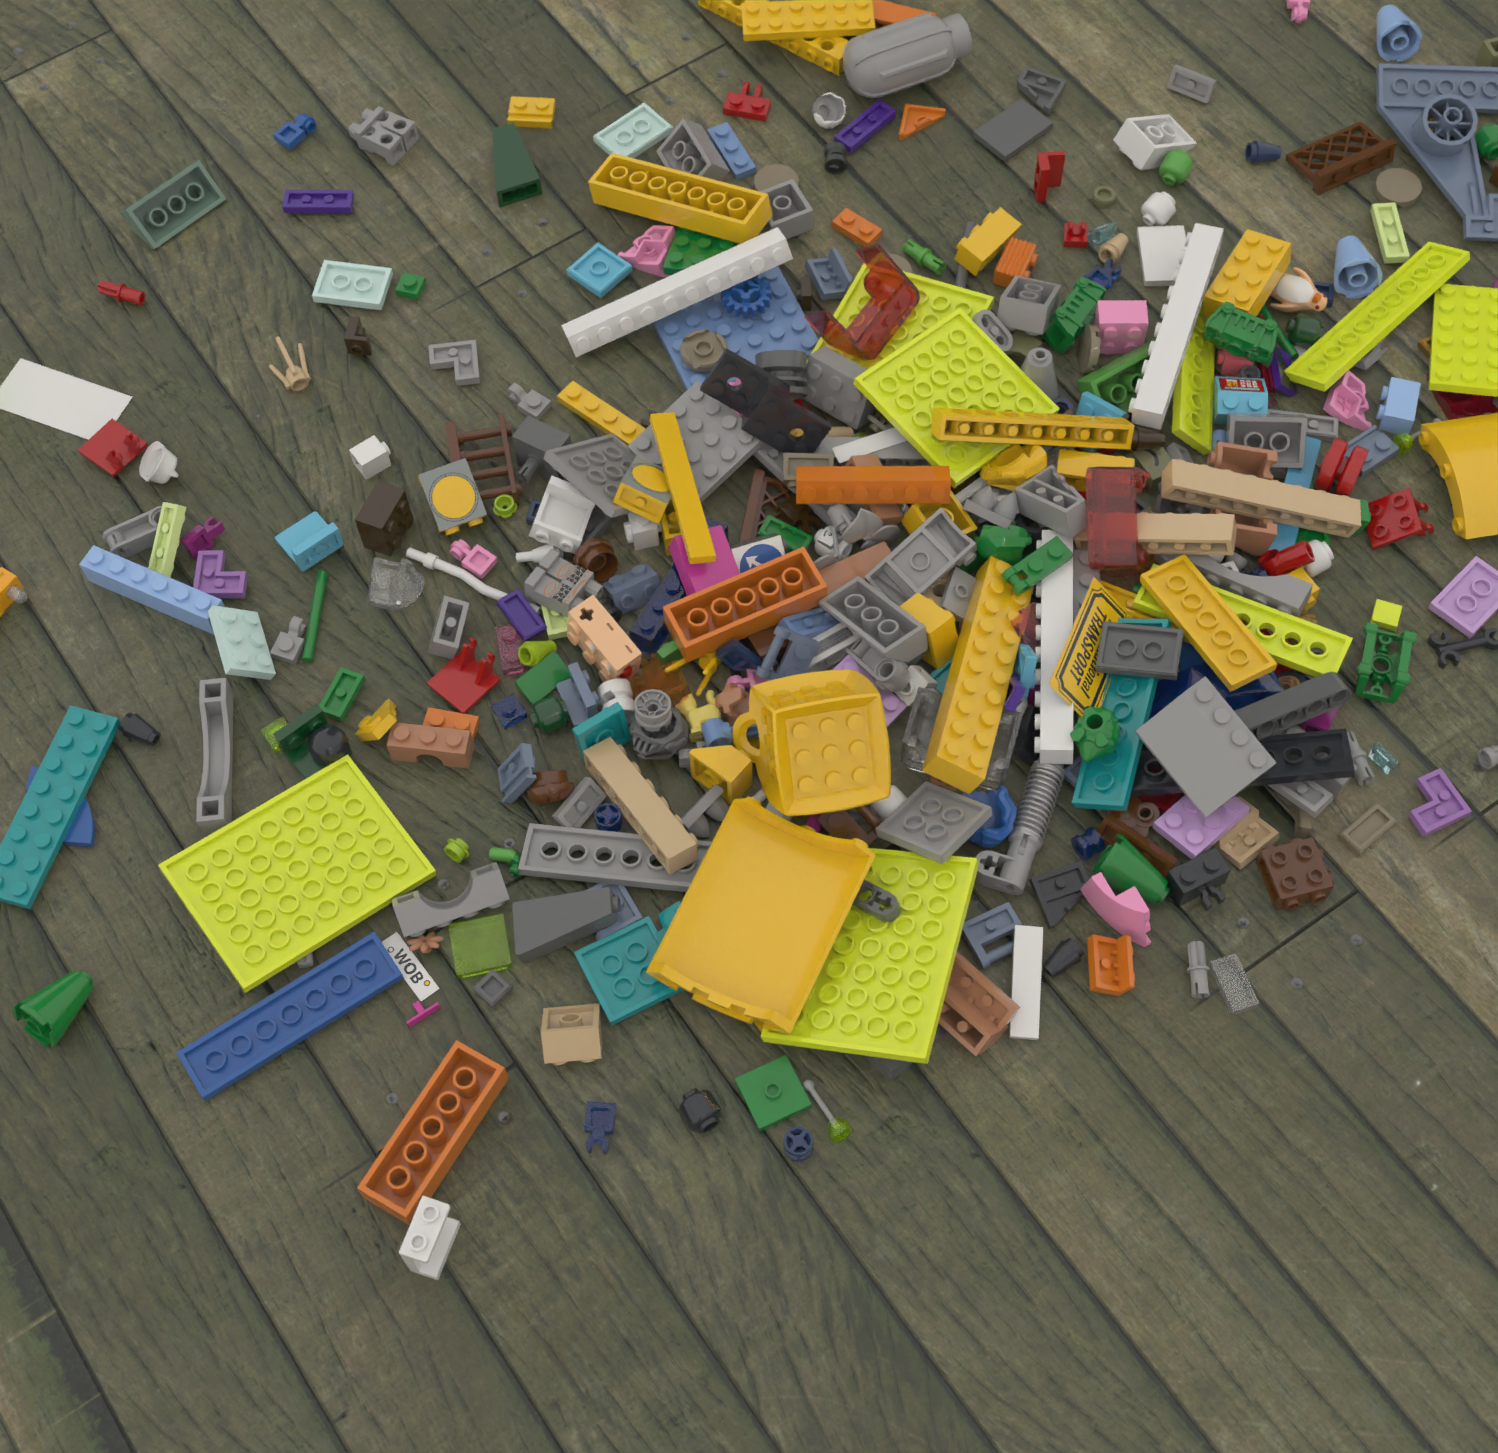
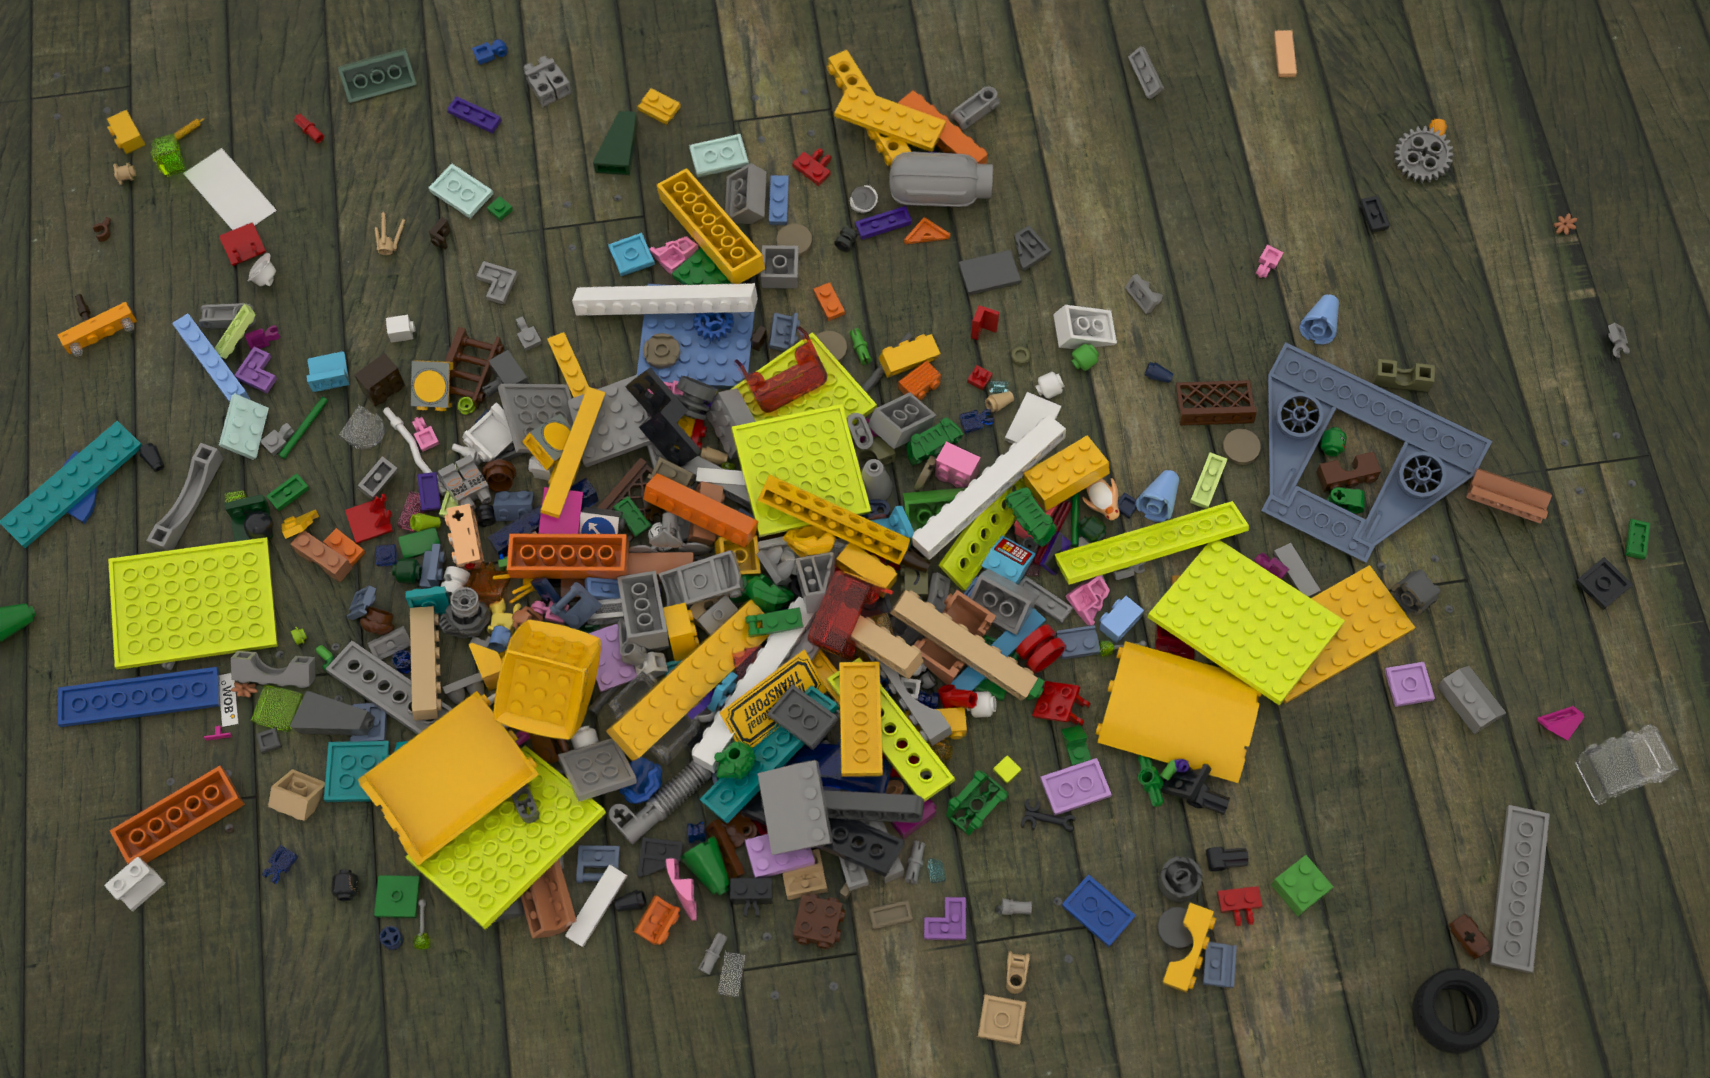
camera: 25 degrees right, 5 degrees up
(1438, 553) = (1076, 744): none -> green slope

